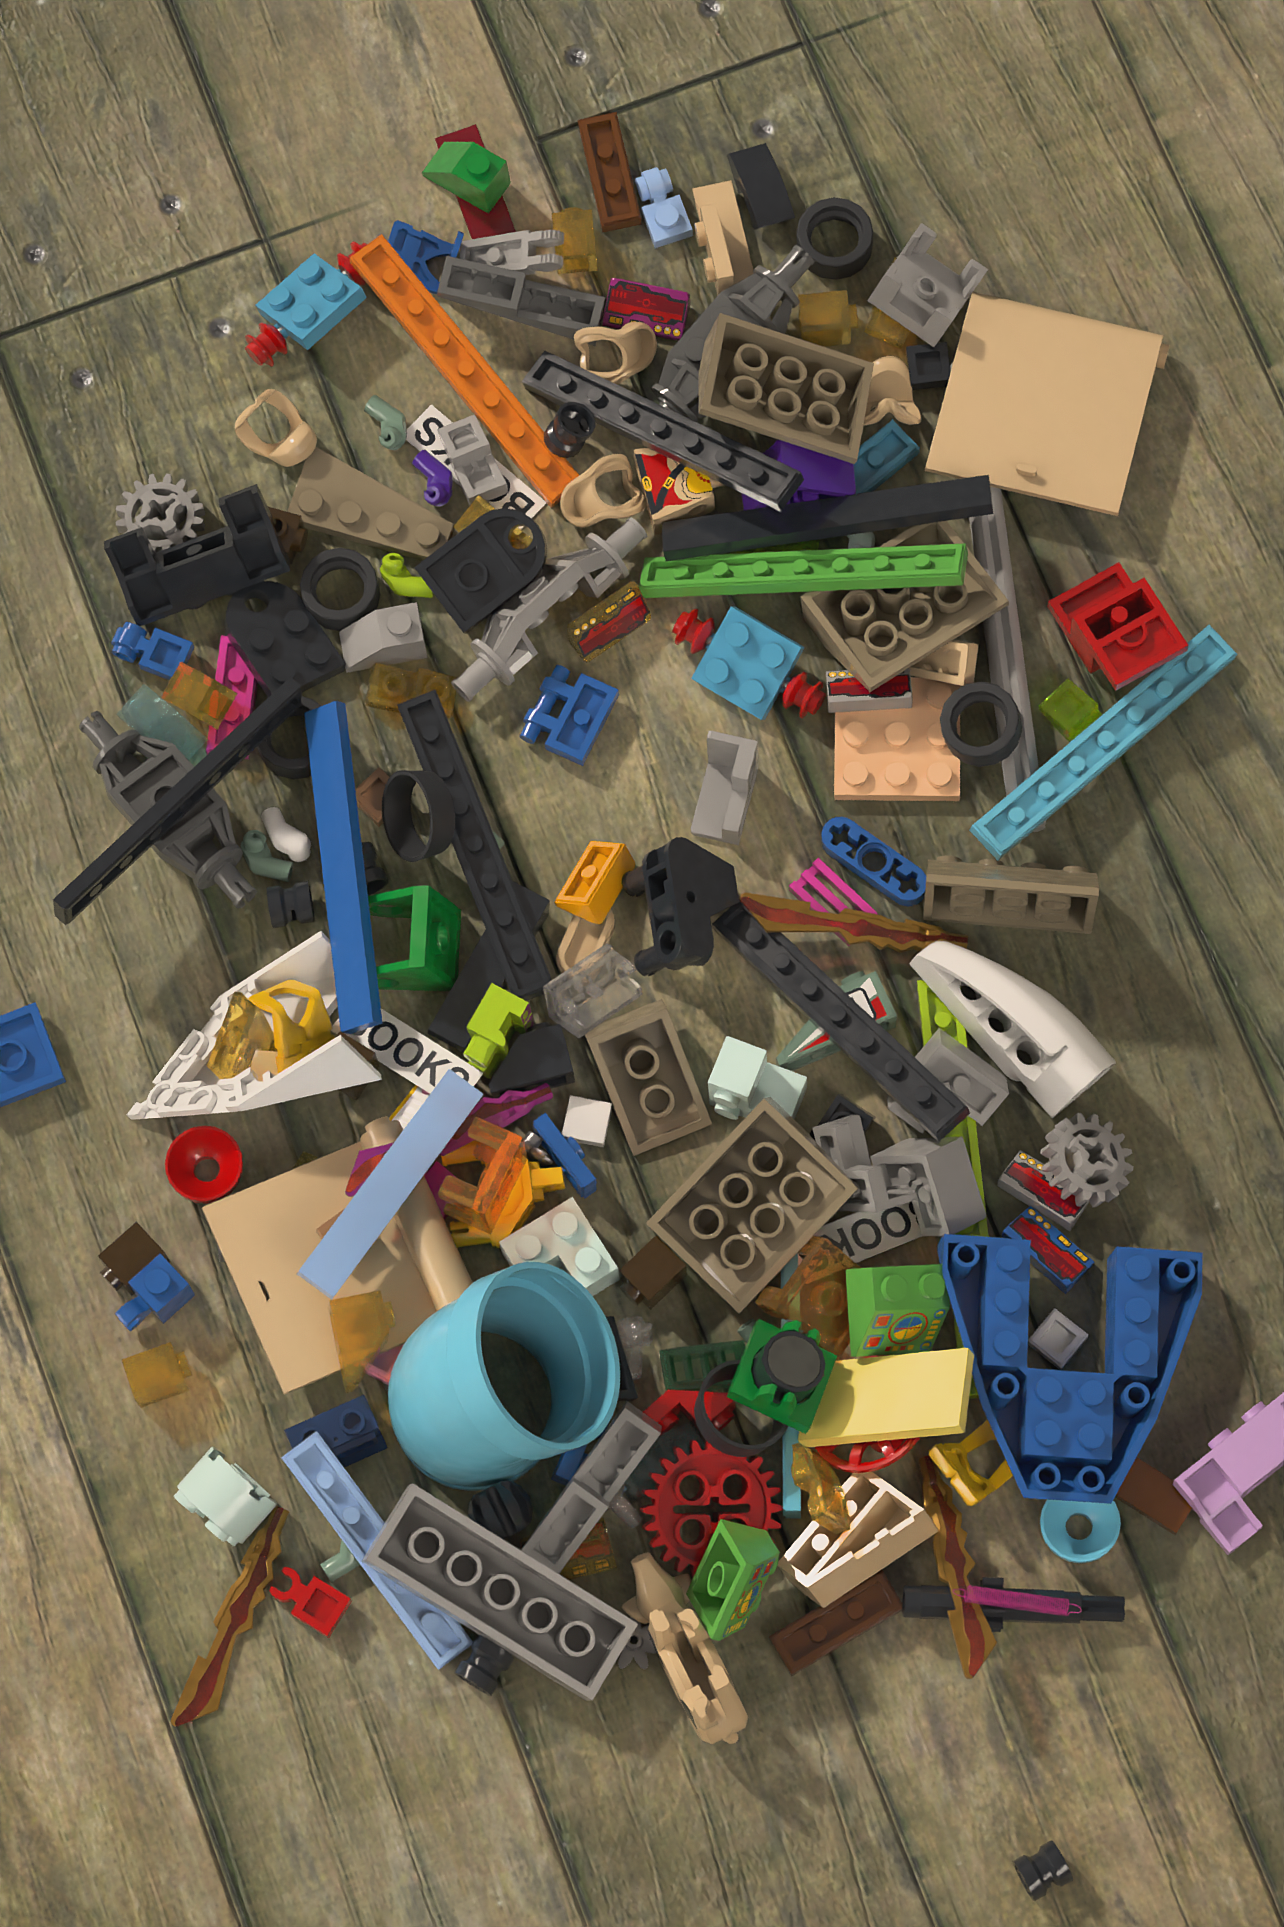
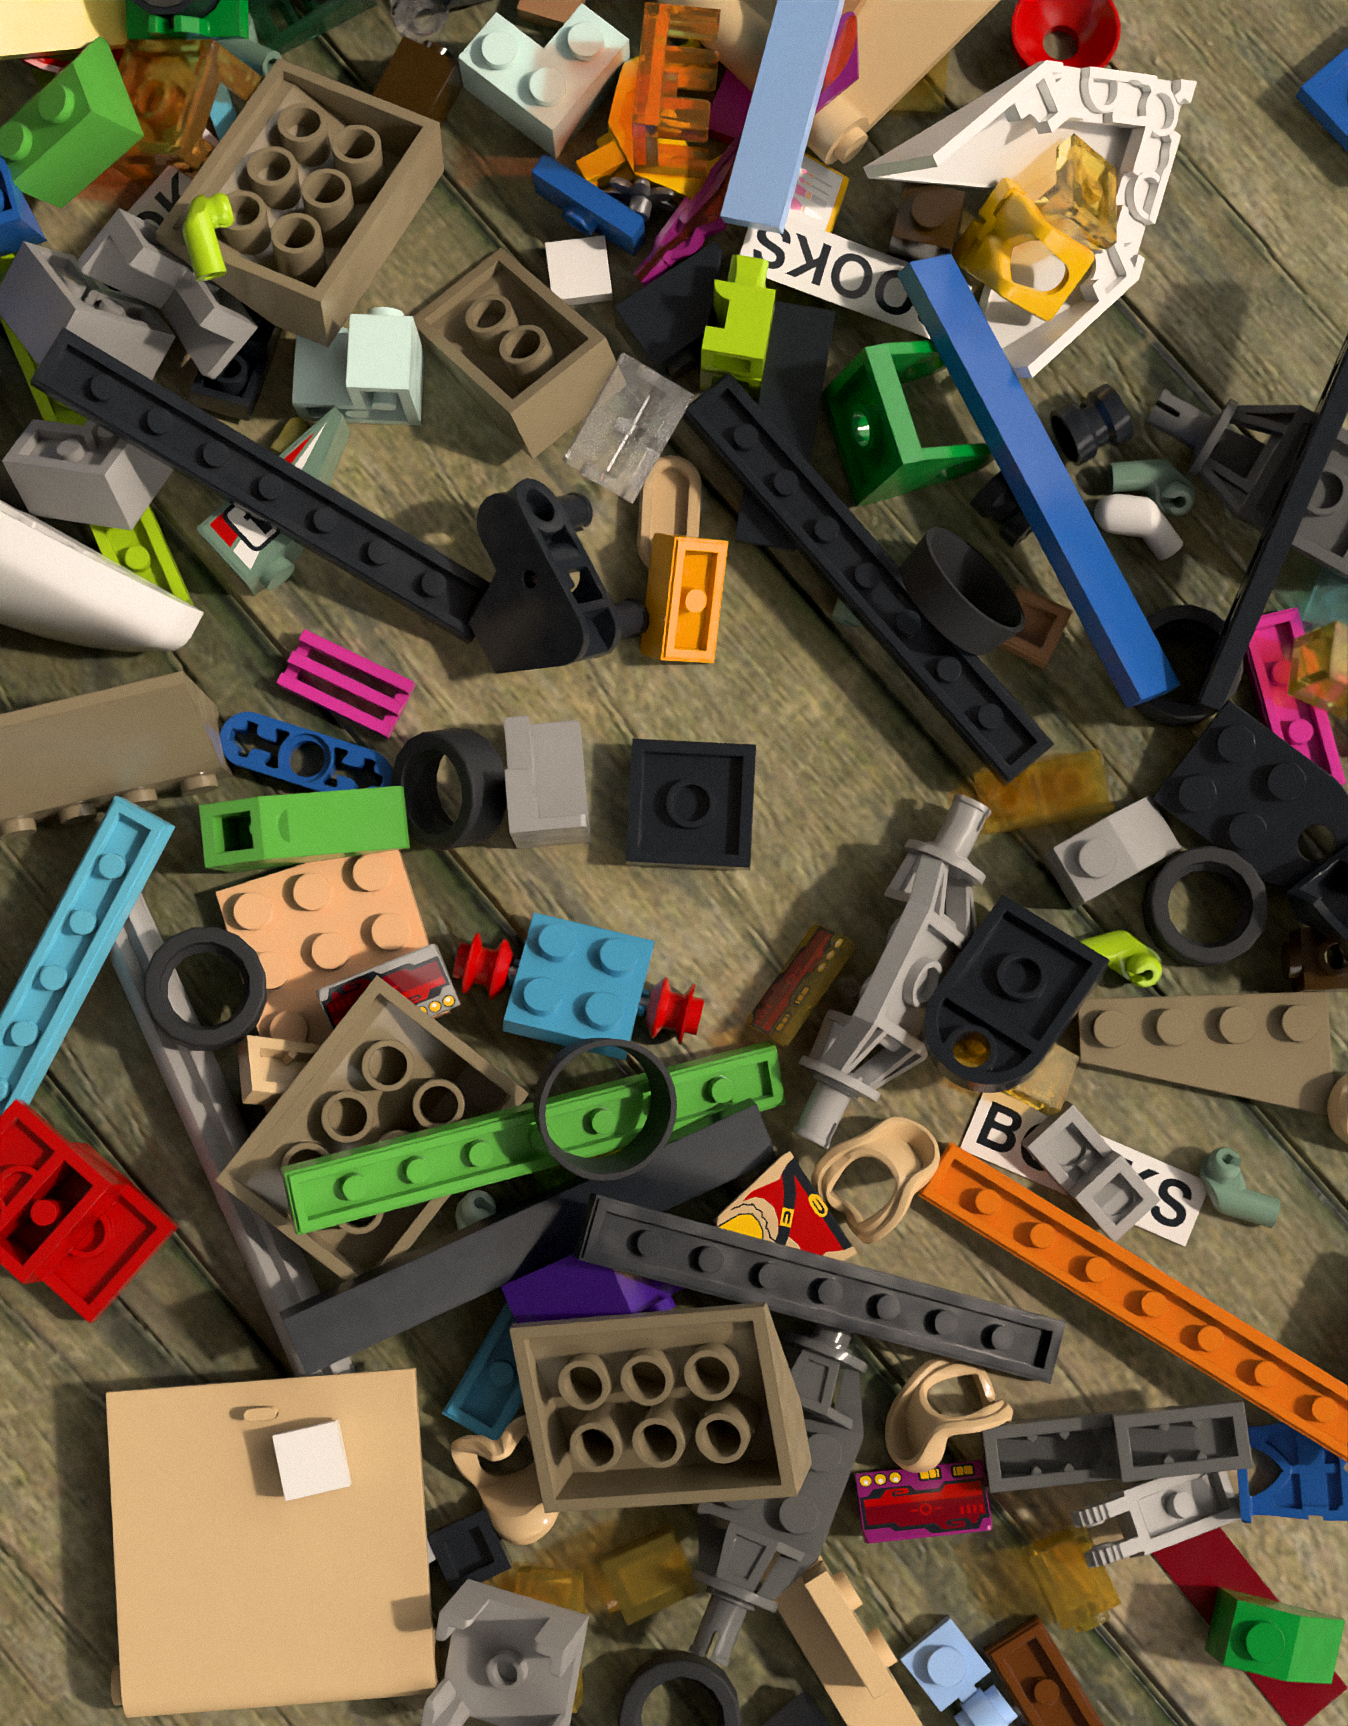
camera: 155 degrees right, 10 degrees up
(438, 478) = (1128, 1127): dark purple arm -> none
(569, 429) = (955, 1267): black wheel -> none
(580, 719) = (789, 829): blue plate -> none
(637, 752) = (691, 804): none -> black plate
(748, 540) = (653, 1134): none -> black tyre
(808, 794) = (481, 787): none -> black tyre
(818, 1073) = (291, 432): none -> light yellow piece
(827, 1167) = (200, 236): none -> lime arm
(855, 926) = (298, 647): pearl gold sword -> none
(889, 807) = (302, 828): none -> bright green slope
(1002, 432) = (311, 1460): none -> white tile
(1070, 710) = (92, 1071): clear neon green slope -> none

